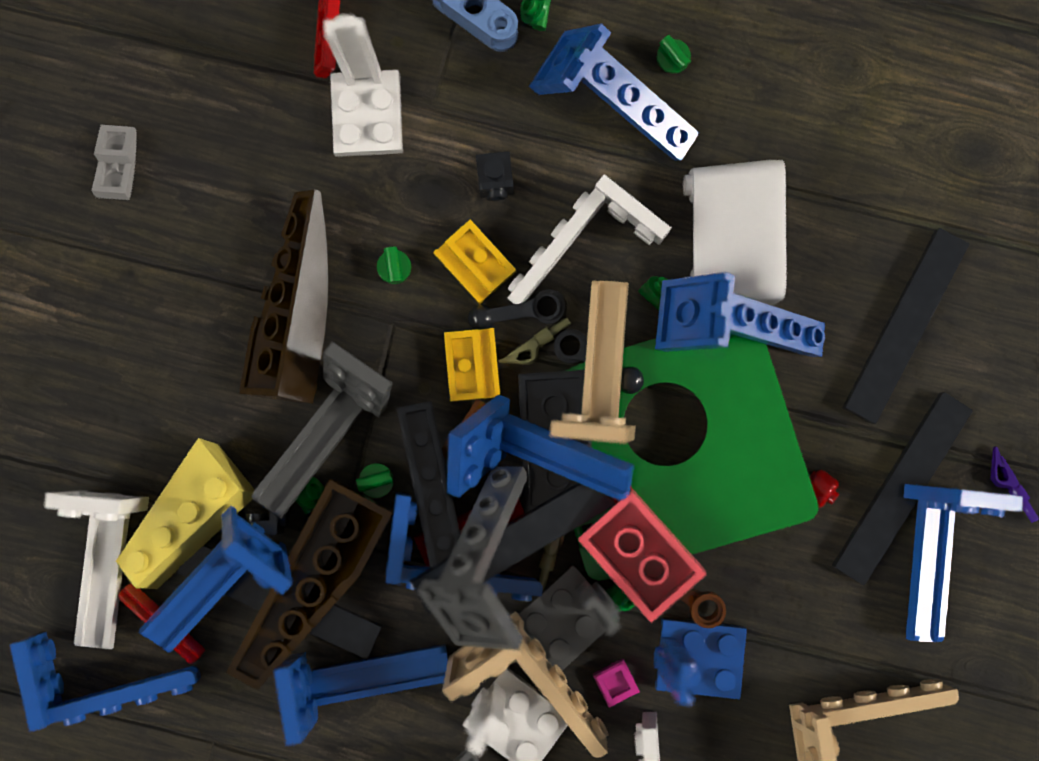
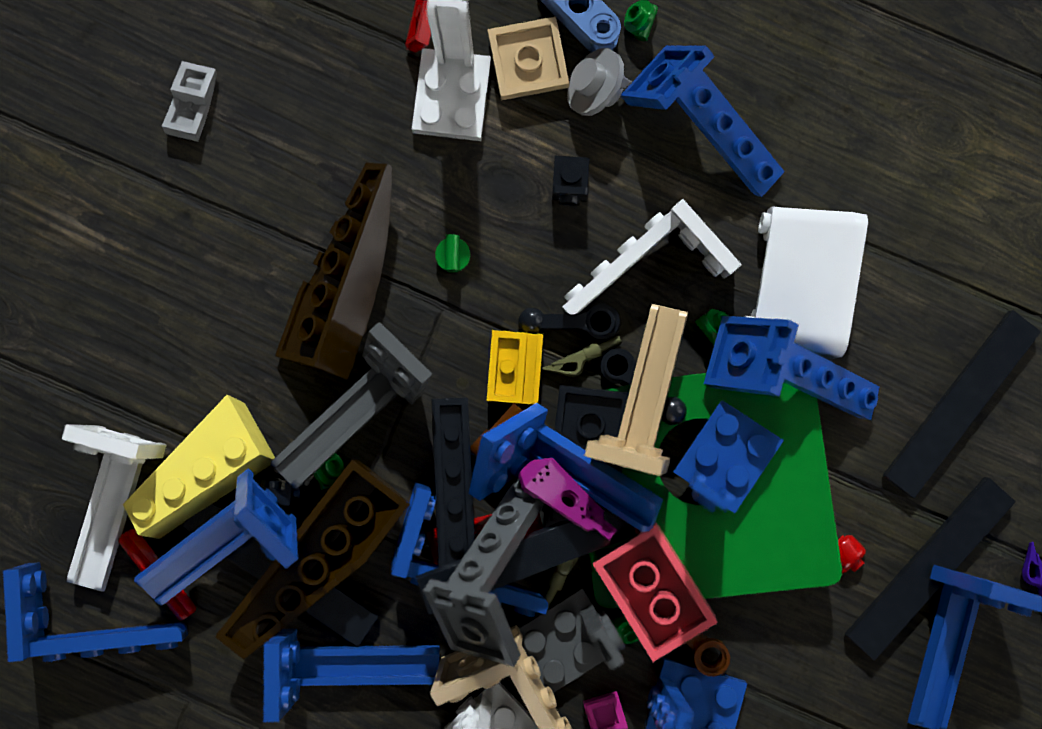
camera: 10 degrees right, 0 degrees up
(375, 480) = (397, 468): green plate -> none
(434, 65) = (528, 58): none -> tan plate
(474, 261) = (535, 263): yellow plate -> none
(504, 77) = (597, 82): none -> light grey piece
(524, 468) = (560, 485): none -> magenta piece
(673, 55) = (772, 89): green plate -> none
(689, 415) = (727, 458): none -> blue bracket

